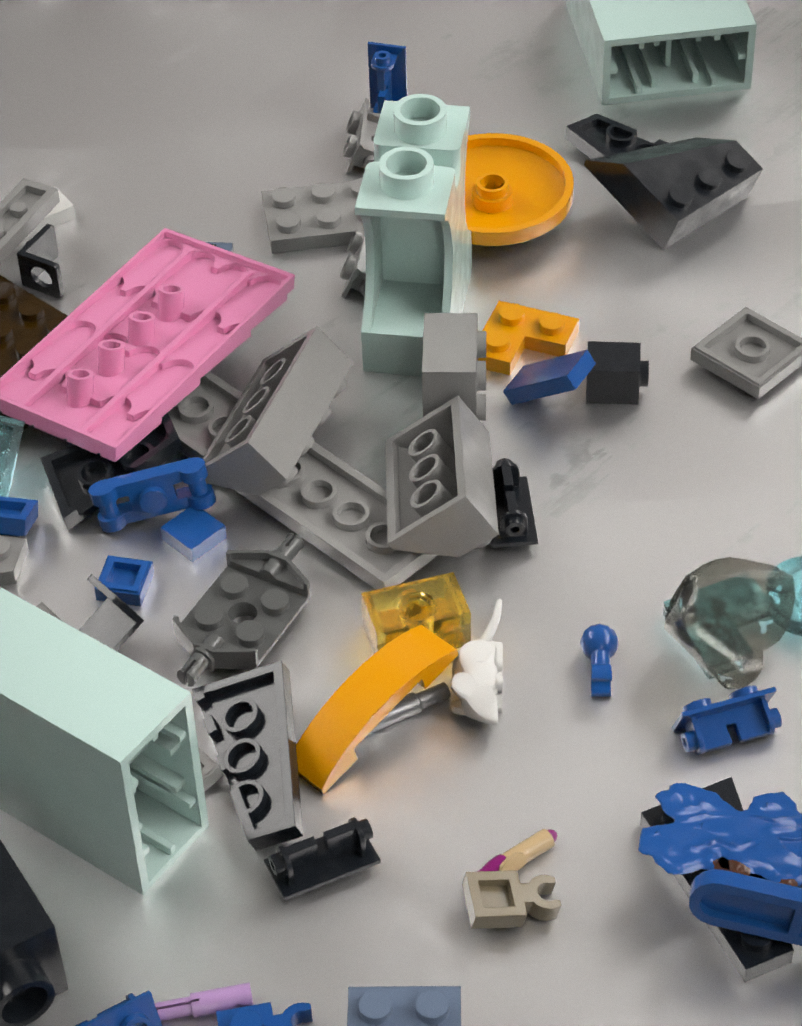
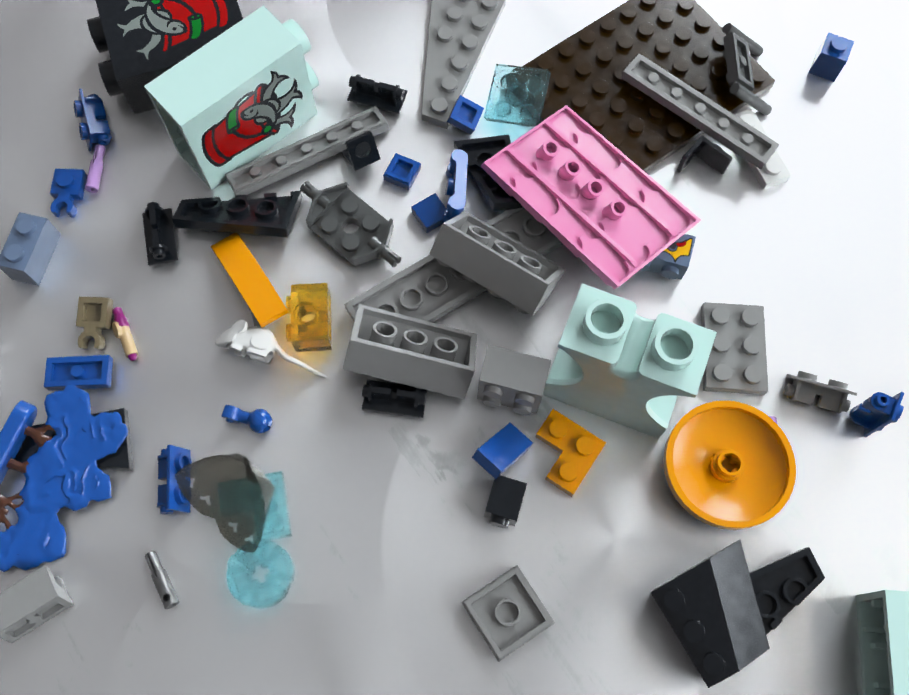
camera: 100 degrees right, 25 degrees up
(605, 891) = (79, 371): none -> blue plate

